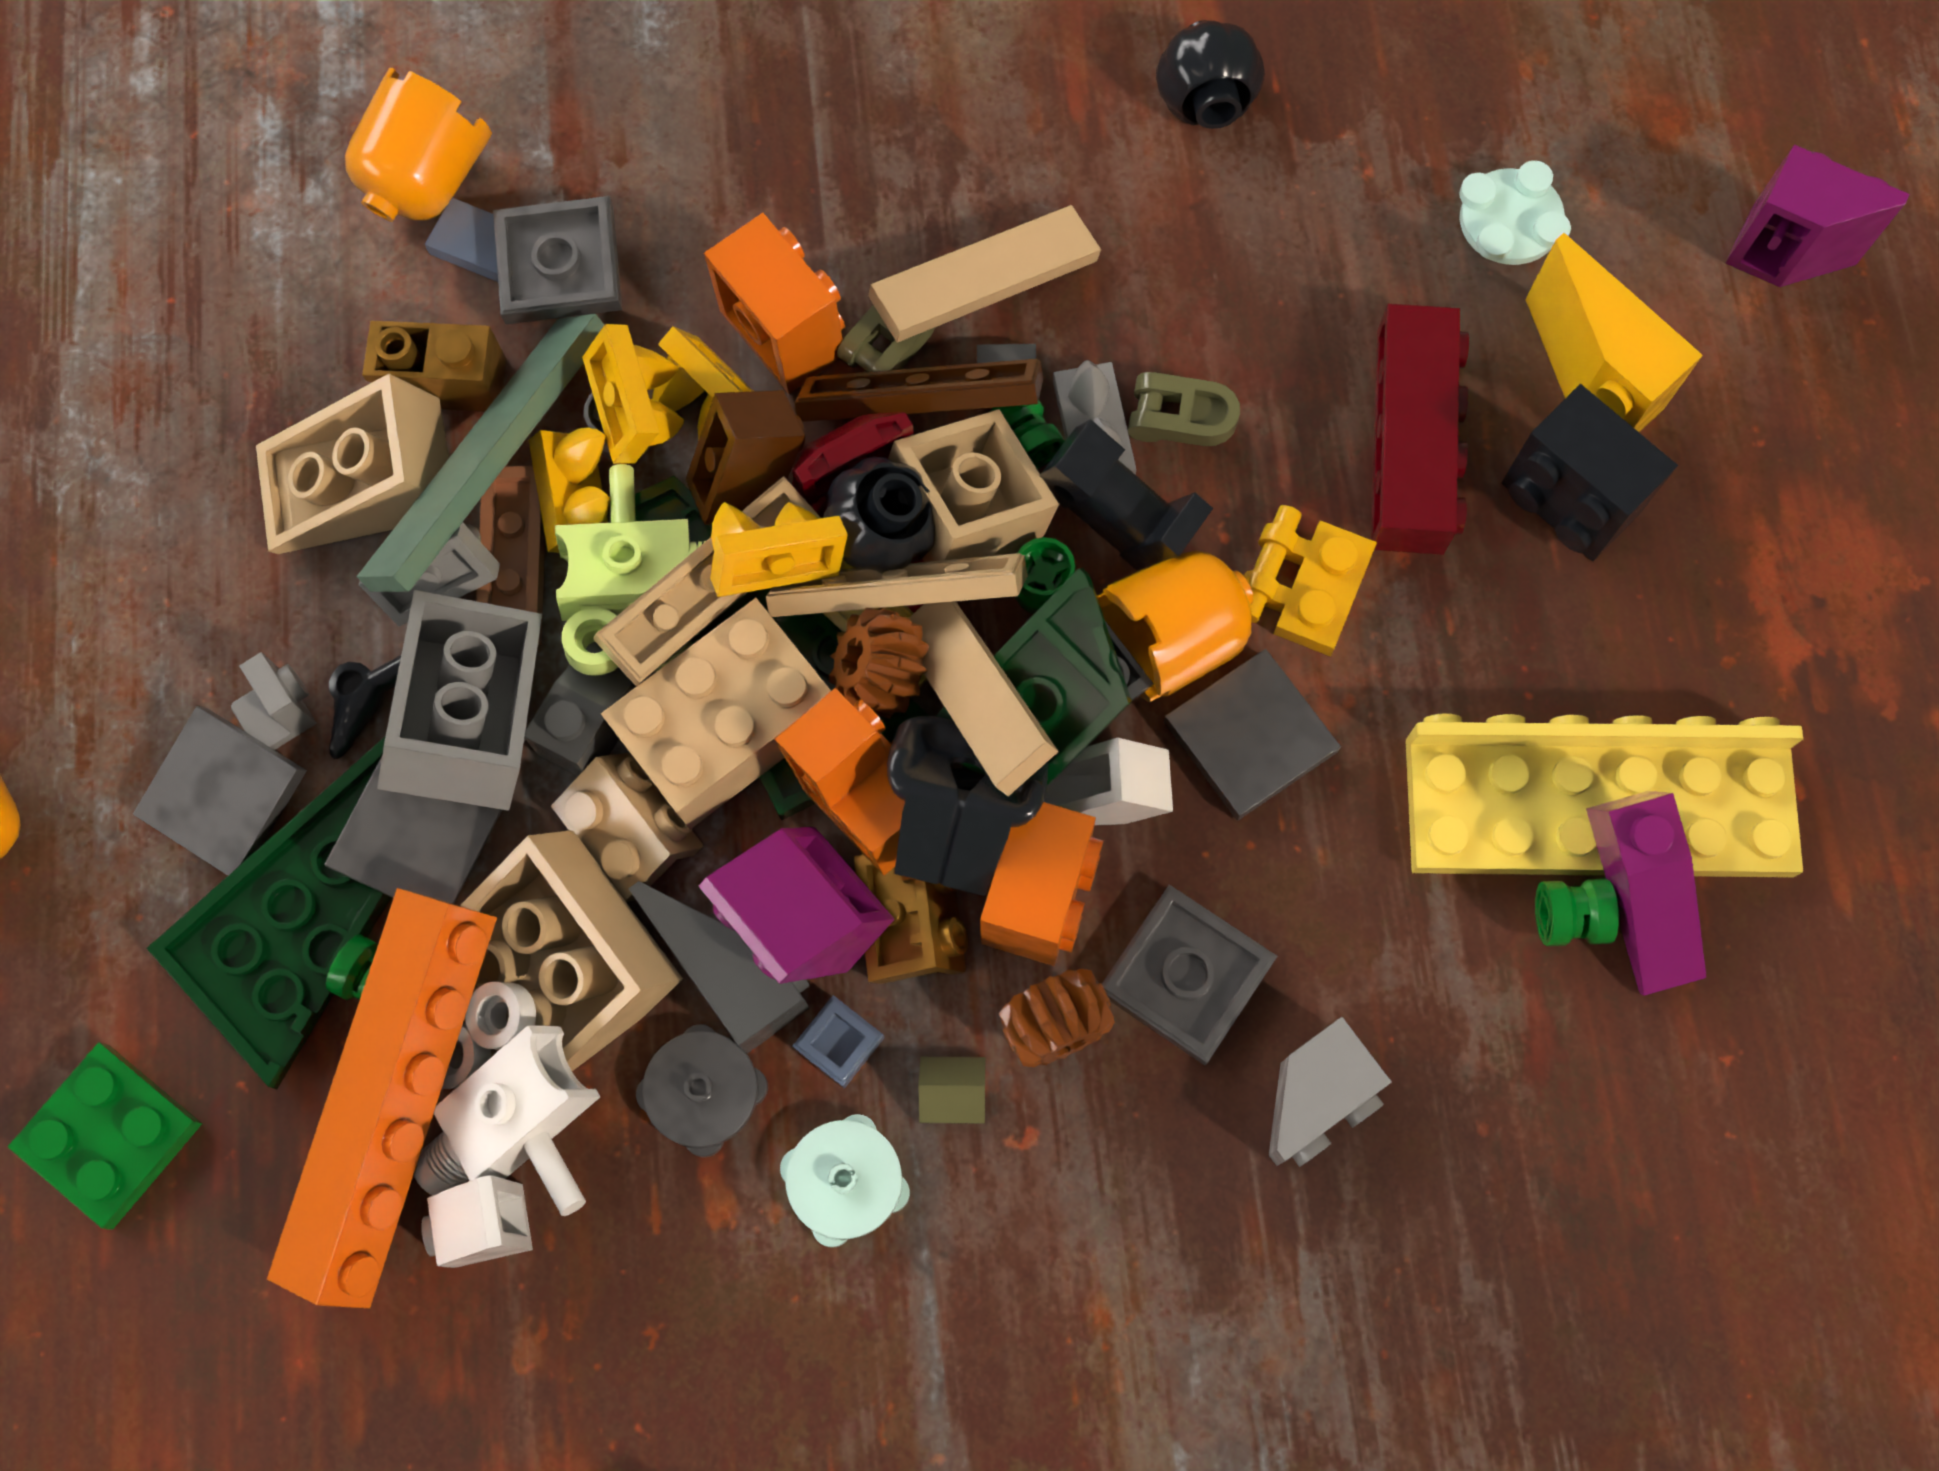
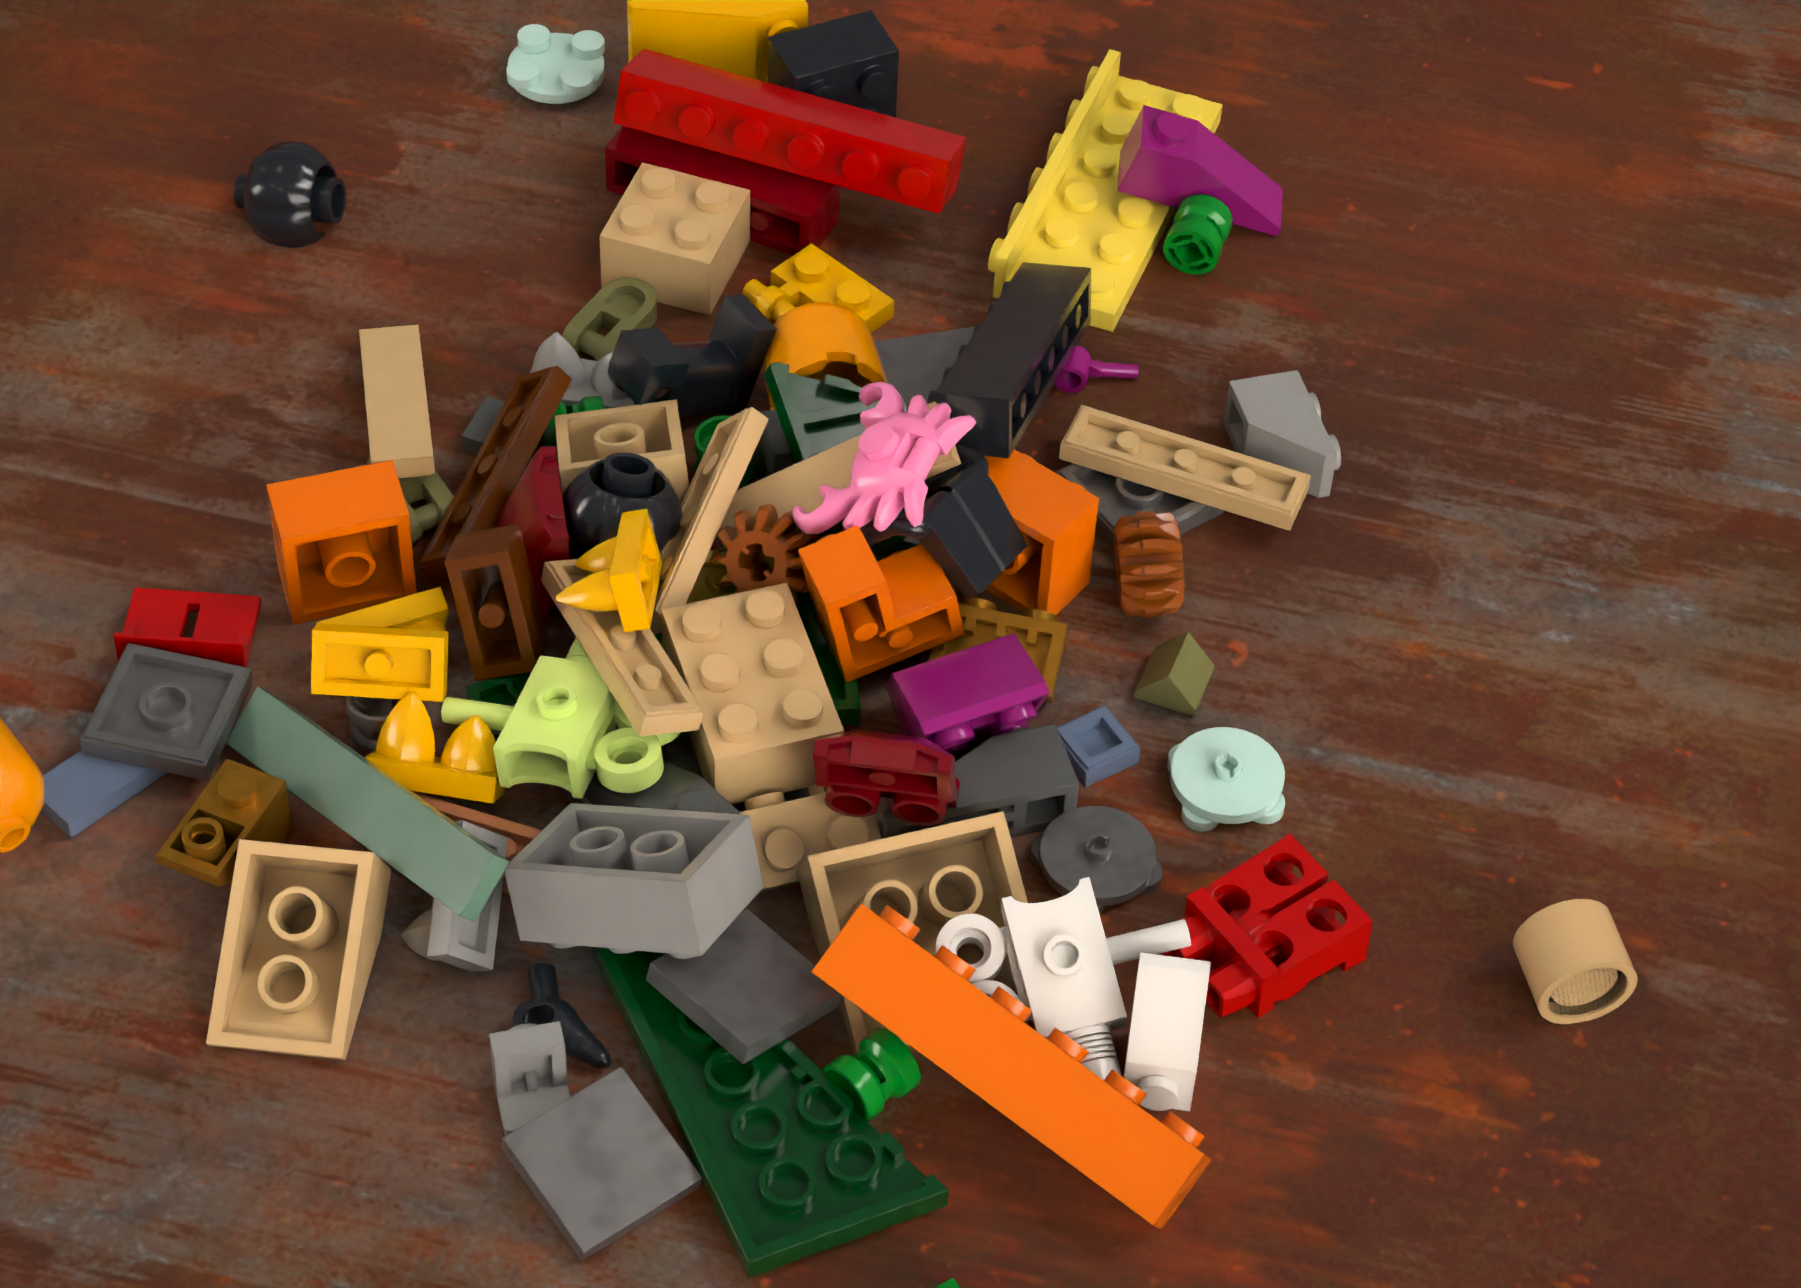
camera: 75 degrees left, 25 degrees down
(627, 1272) = (1271, 929): none -> red hips
(637, 871) = (870, 765): none -> dark red slope
(657, 211) = (221, 632): none -> red piece
(963, 729) = (889, 464): none -> bright pink animal
(1220, 1011) = (1185, 467): none -> tan tile
(1238, 792) = (1017, 354): none -> black brick
(1312, 417) = (677, 236): none -> tan brick
(1330, 854) = (1080, 367): none -> magenta hand
(1477, 461) = (789, 130): none -> red brick

